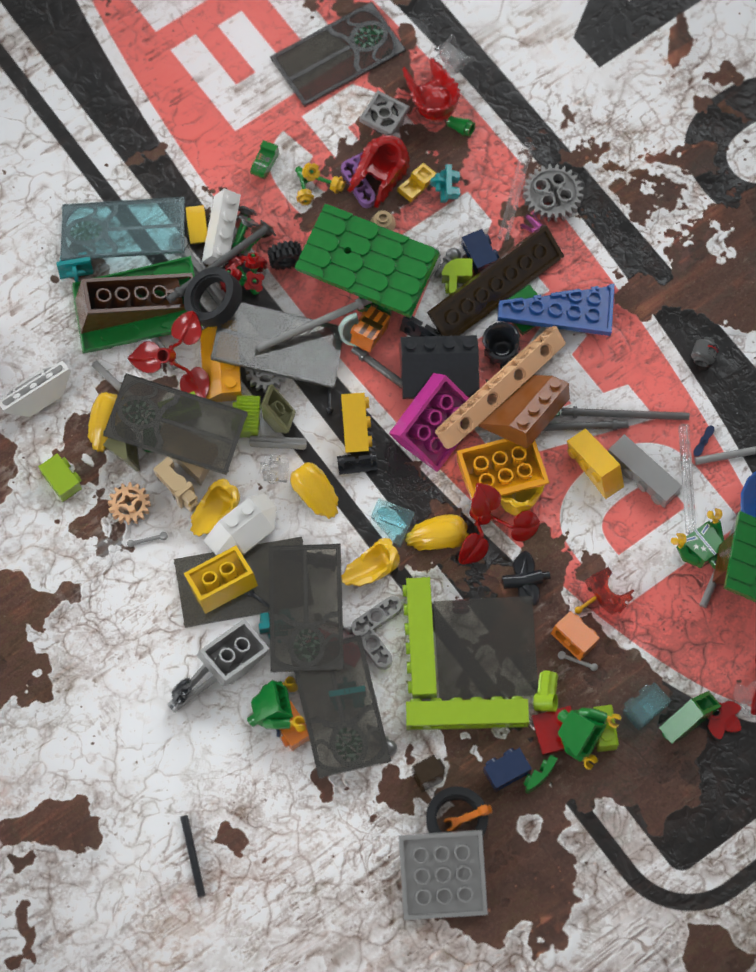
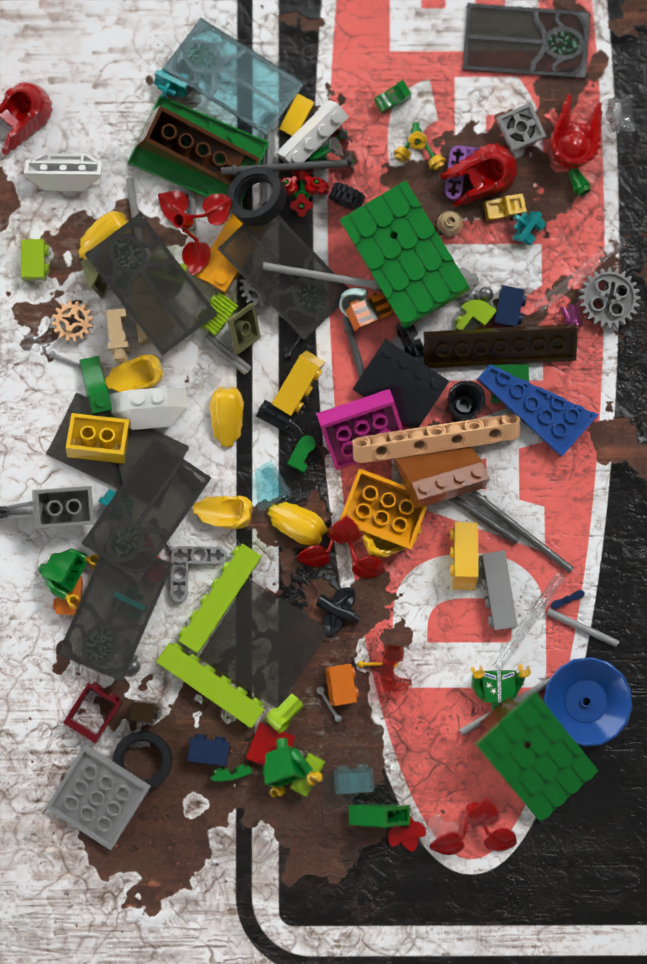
camera: 30 degrees right, 15 degrees up
(186, 541) = (95, 385): none -> green slope
(390, 828) = (84, 730): none -> dark red window
(399, 478) = (304, 447): none -> green leg
(467, 817) = (140, 762): orange piece -> none
(705, 352) = (625, 527): dark grey head -> none

